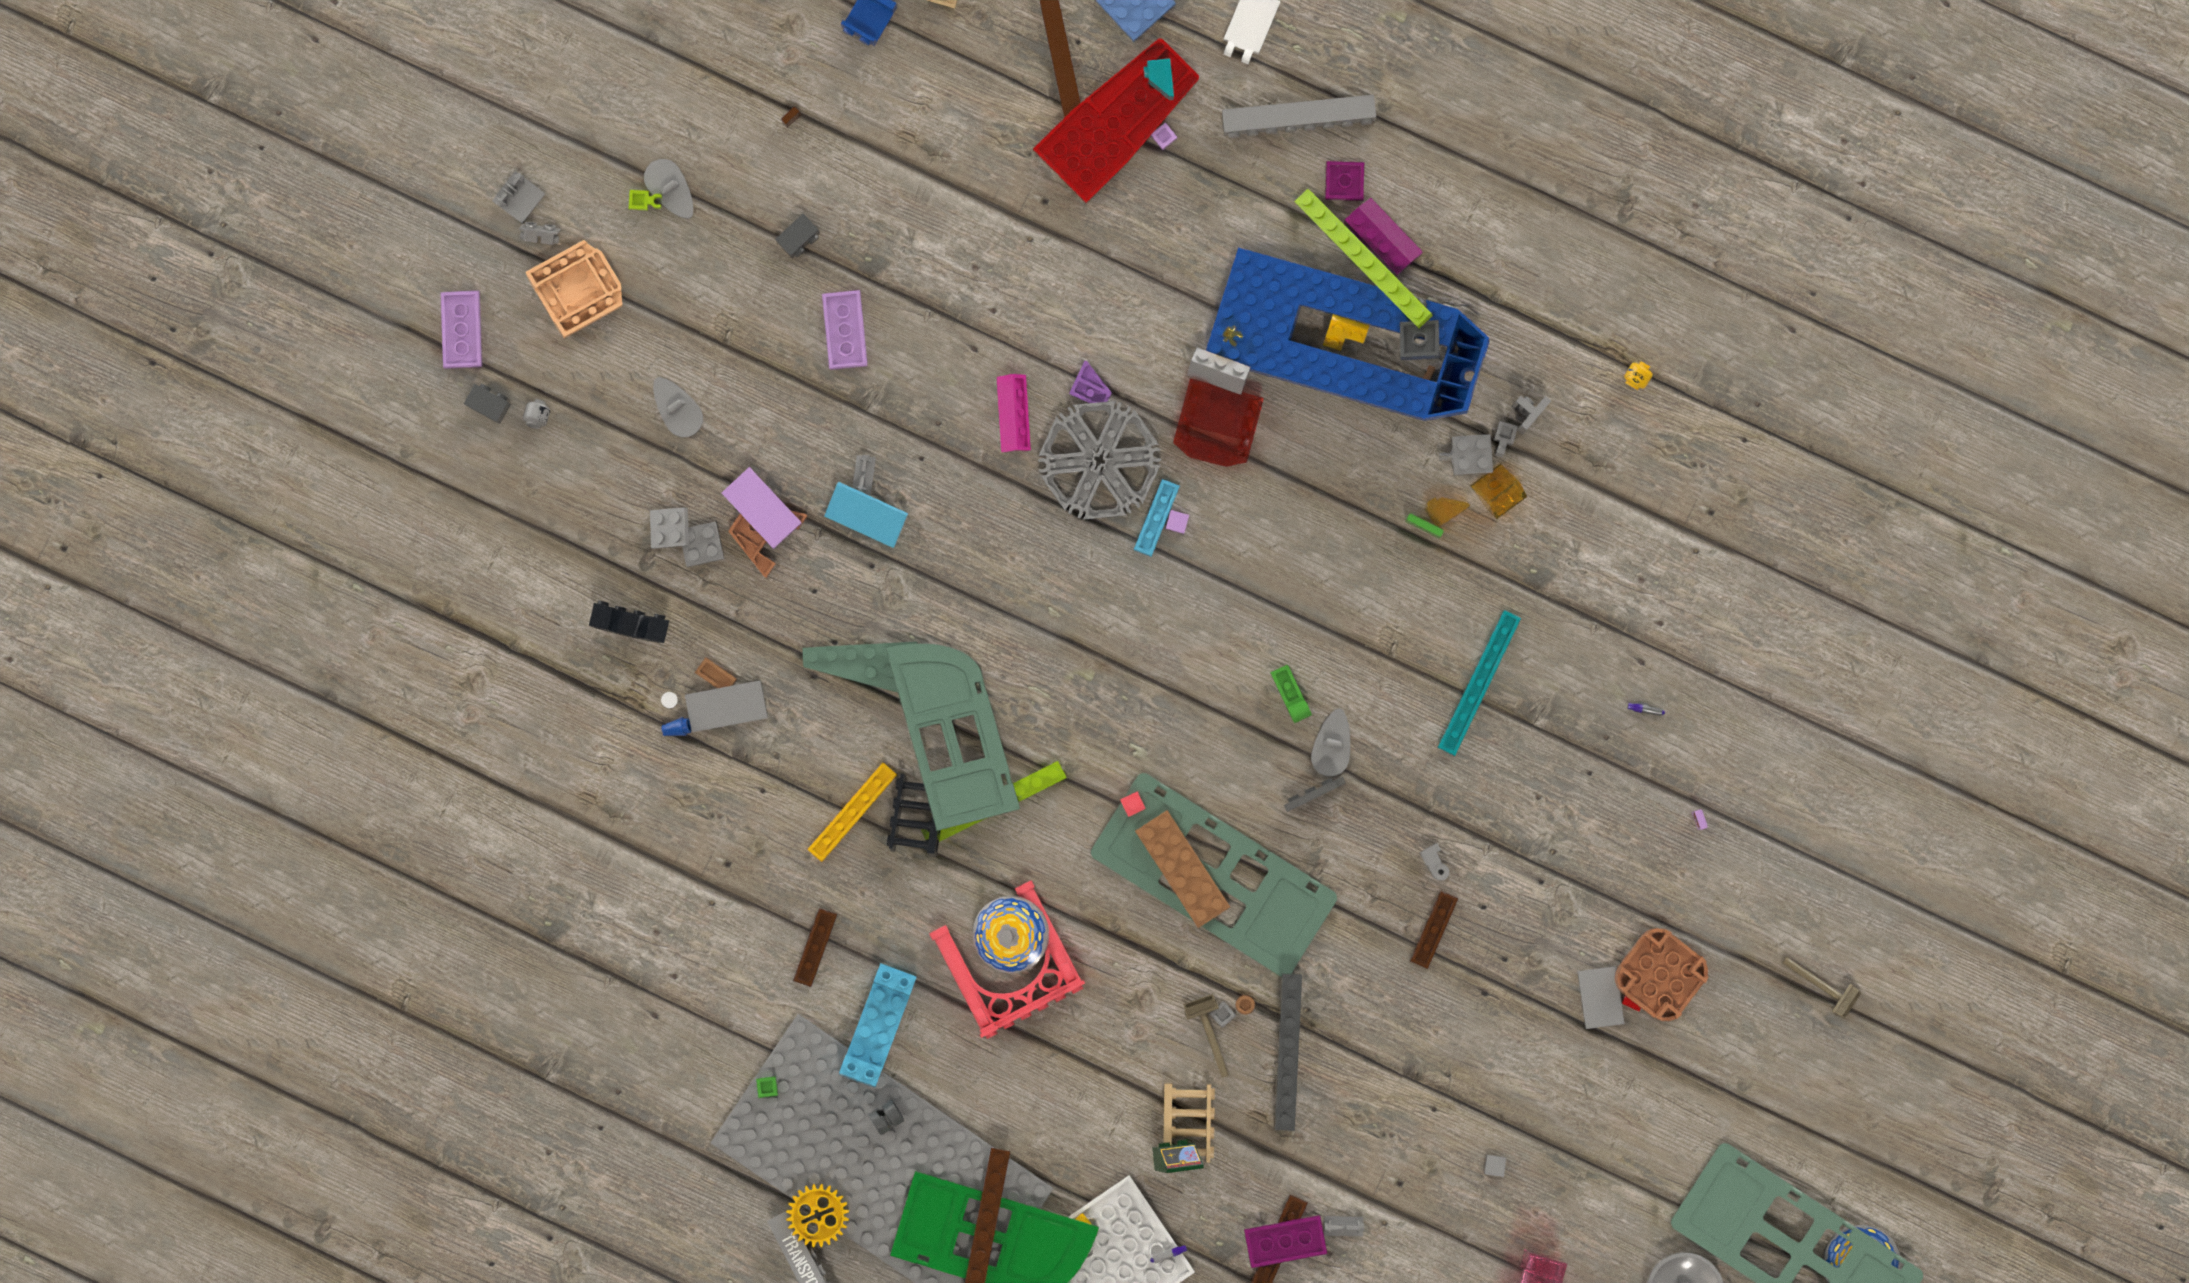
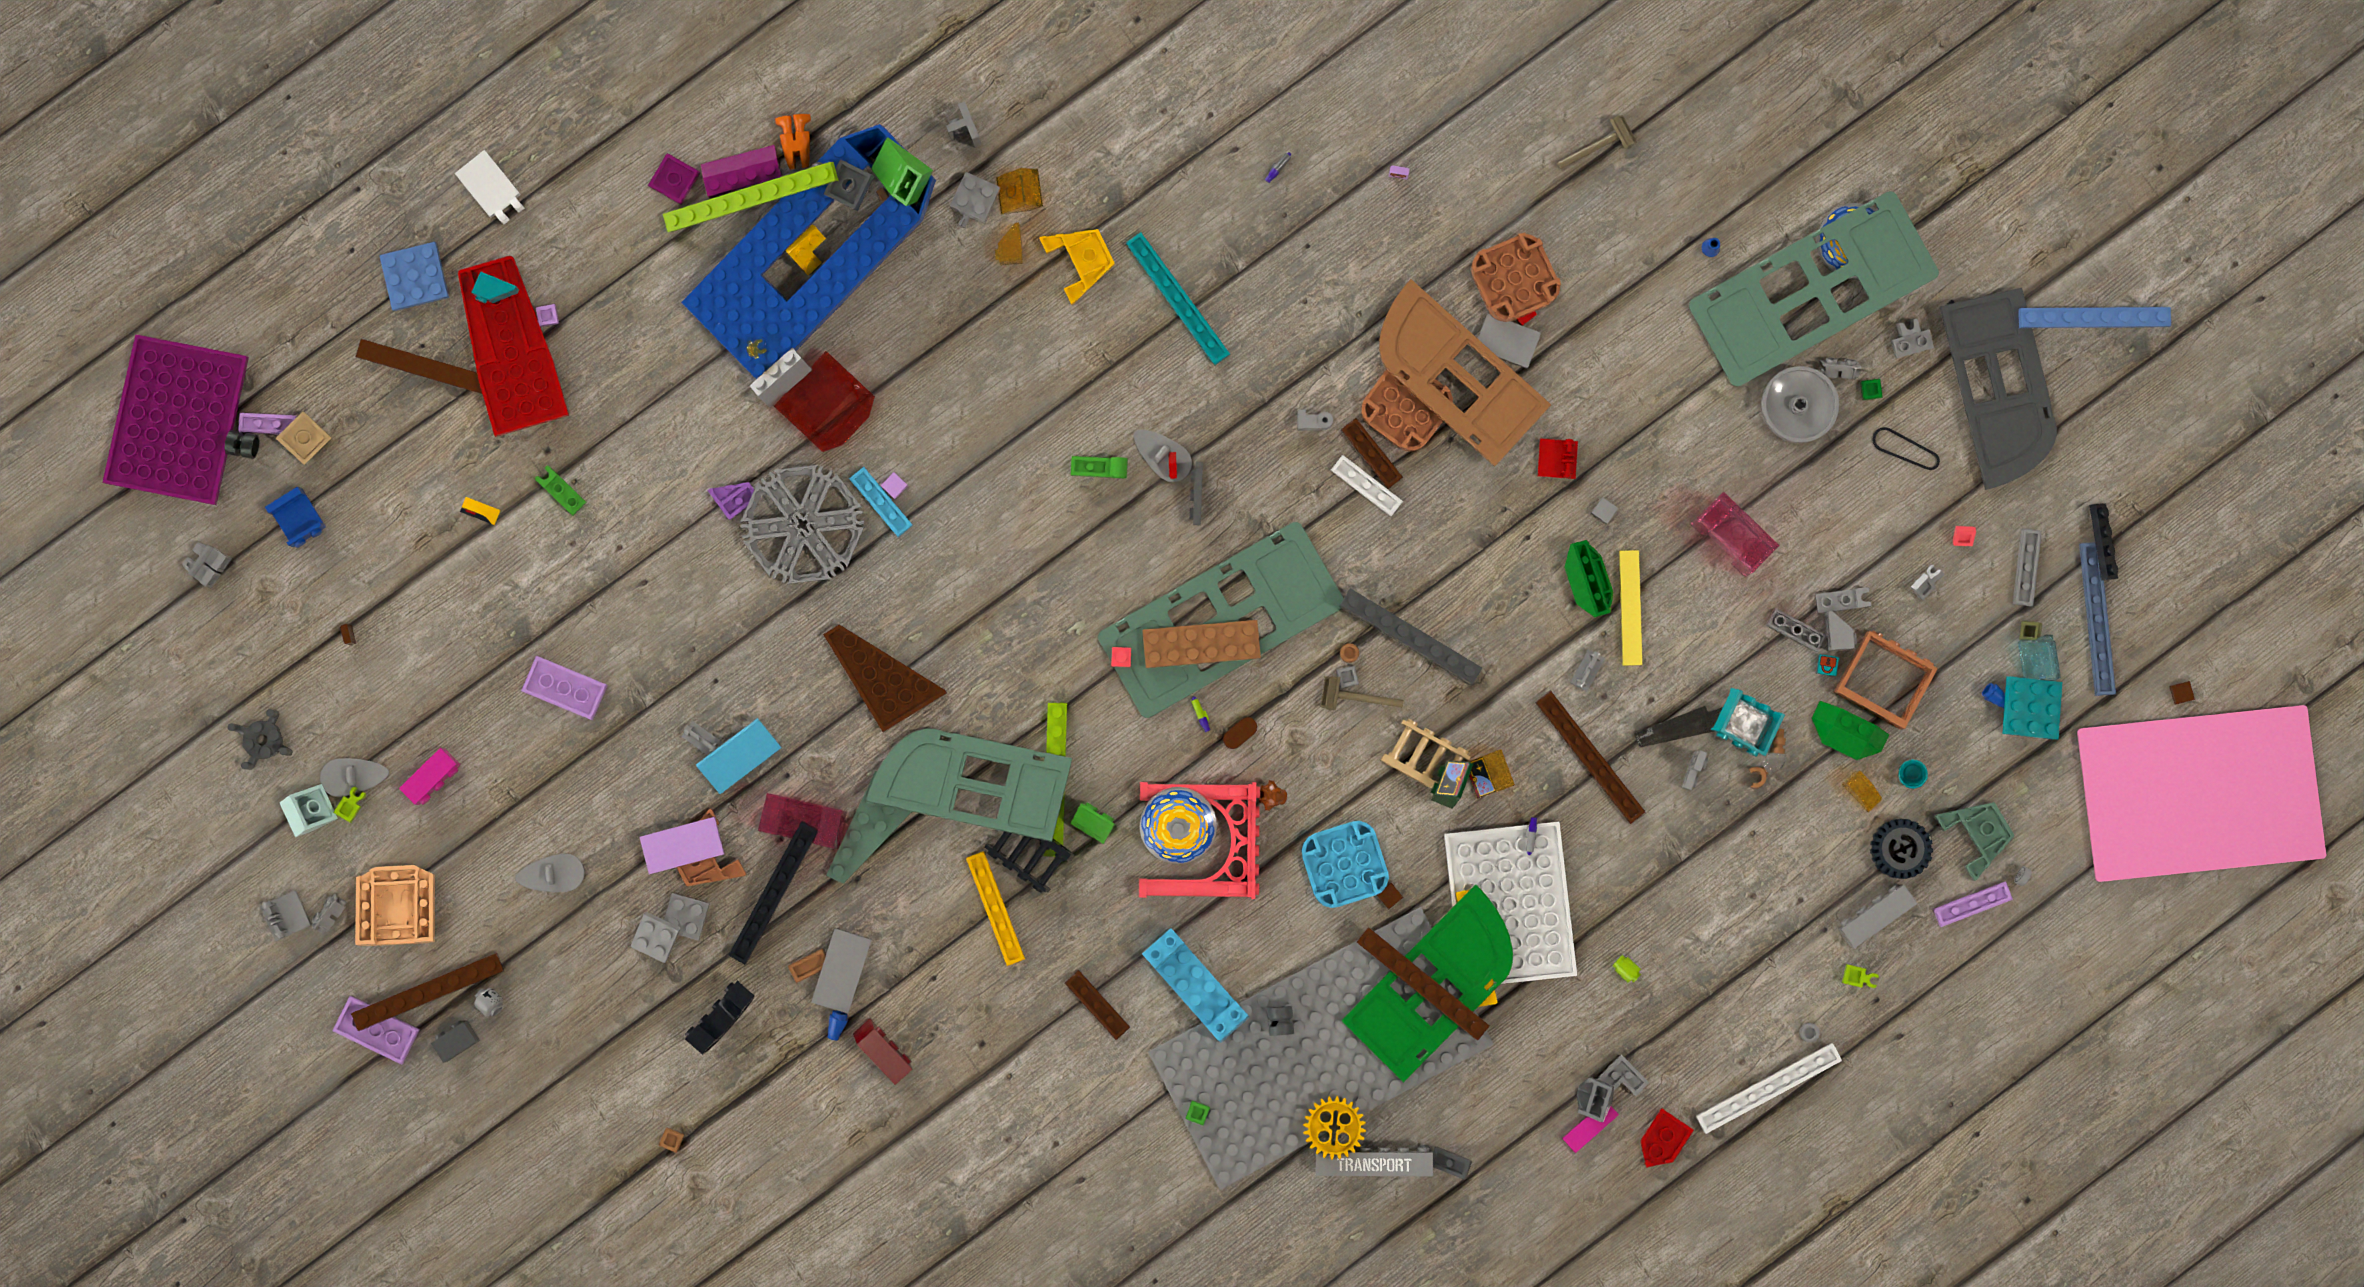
camera: 60 degrees left, 0 degrees up
(501, 637) = (671, 1139): none -> medium nougat tile
(517, 356) = (427, 992): none -> reddish brown plate
(620, 166) = (308, 810): none -> light aqua slope
(655, 83) = (253, 732): none -> dark grey plate
(669, 700) = (808, 1018): white sticker -> none
(675, 780) = (882, 1051): none -> dark red wedge
(705, 256) = (430, 776): none -> dark pink brick
(763, 610) = (773, 892): none -> black plate
(798, 236) = (458, 684): dark grey brick -> none
(839, 602) = (783, 816): none -> clear pink piece
(960, 171) = (480, 511): none -> yellow sticker
(972, 858) = (1093, 823): none -> bright green slope
(998, 607) = (883, 682): none -> reddish brown wing
(1013, 413) = (719, 578): dark pink panel -> none
(1015, 233) = (561, 491): none -> bright green plate
(1048, 1155) = (1390, 896): none -> reddish brown tile
(1055, 1100) = (1345, 864): none -> medium azure tile
(1081, 1003) = (1272, 795): none -> dark orange rock
(1120, 902) = (1202, 715): none -> piece
(1122, 945) = (1240, 733): none -> reddish brown tile
(1203, 1187) = (1490, 774): none -> slope
(1285, 1241) = (1574, 728): magenta tile -> none
(1298, 115) = (593, 187): light grey brick -> none
(1327, 758) = (1172, 465): none -> red tile
(1402, 940) = (1366, 485): none -> white tile
(1420, 1235) = (1630, 608): none -> light yellow tile
(1424, 525) = (1014, 272): bright green tile -> none
(1425, 1184) = (1589, 579): none -> green wedge
(1434, 271) = (795, 144): none -> orange piece
(1455, 379) = (901, 172): none -> bright green slope
(1474, 583) = (1088, 256): none -> yellow wing
(1493, 938) = (1400, 414): none -> nougat tile
(1505, 436) = (974, 160): light grey plate -> none
(1519, 1098) = (1557, 458): none -> red hinge
(1562, 923) = (1424, 341): none -> medium nougat door
(1638, 375) = (984, 16): yellow head -> none
(1780, 1136) = (1711, 251): none -> blue cone

